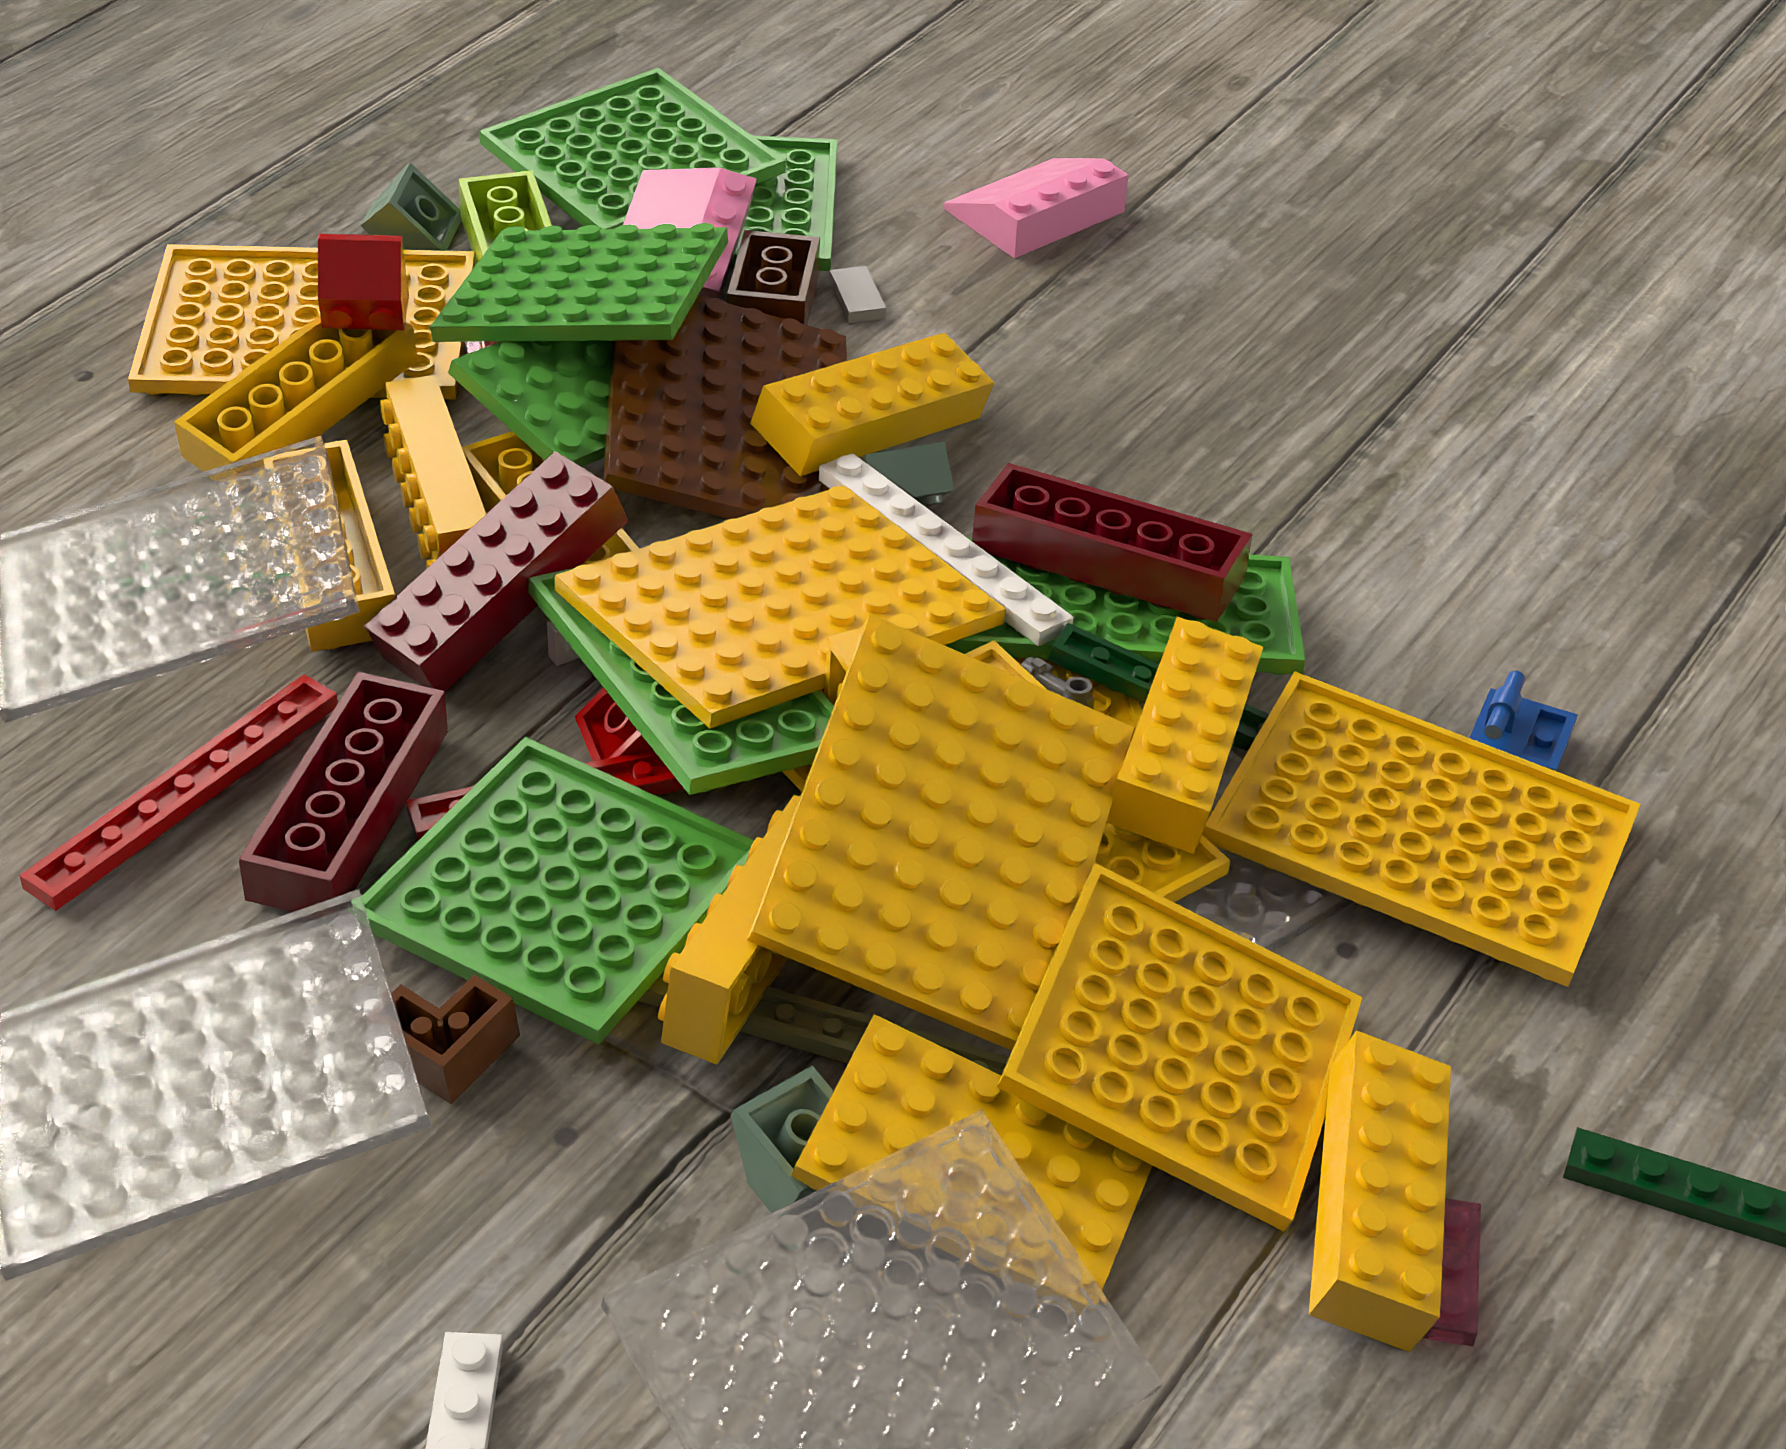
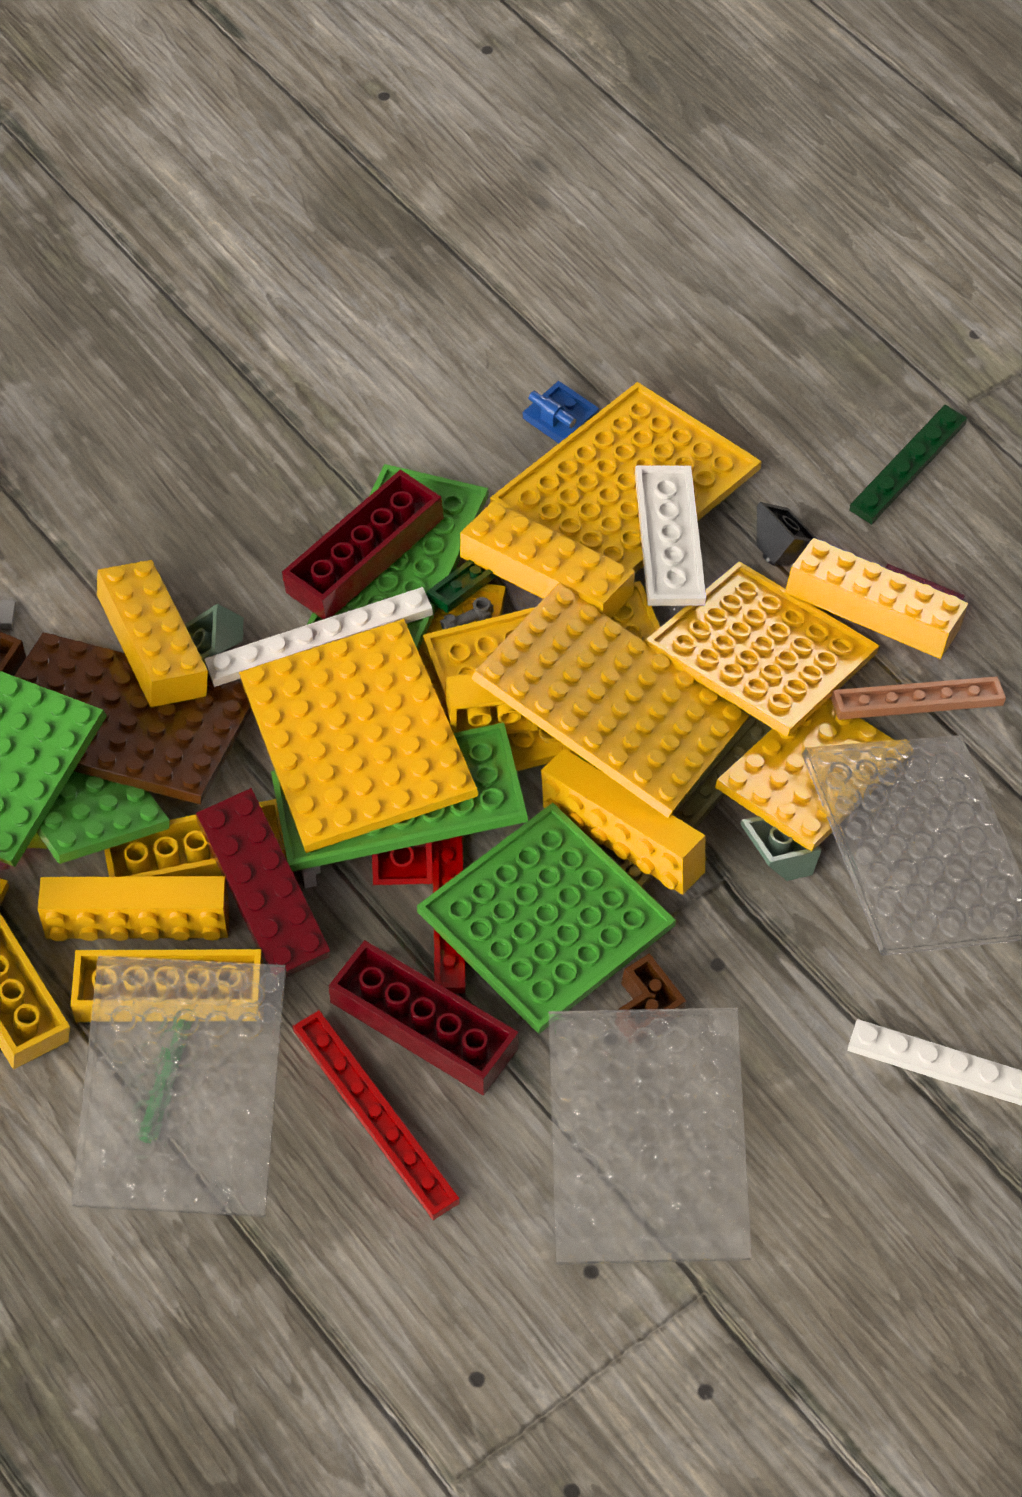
camera: 70 degrees left, 15 degrees up
(1204, 1296) = (918, 697): none -> nougat plate
(1328, 866) = (670, 536): none -> white plate
(1460, 1030) = (780, 534): none -> black slope

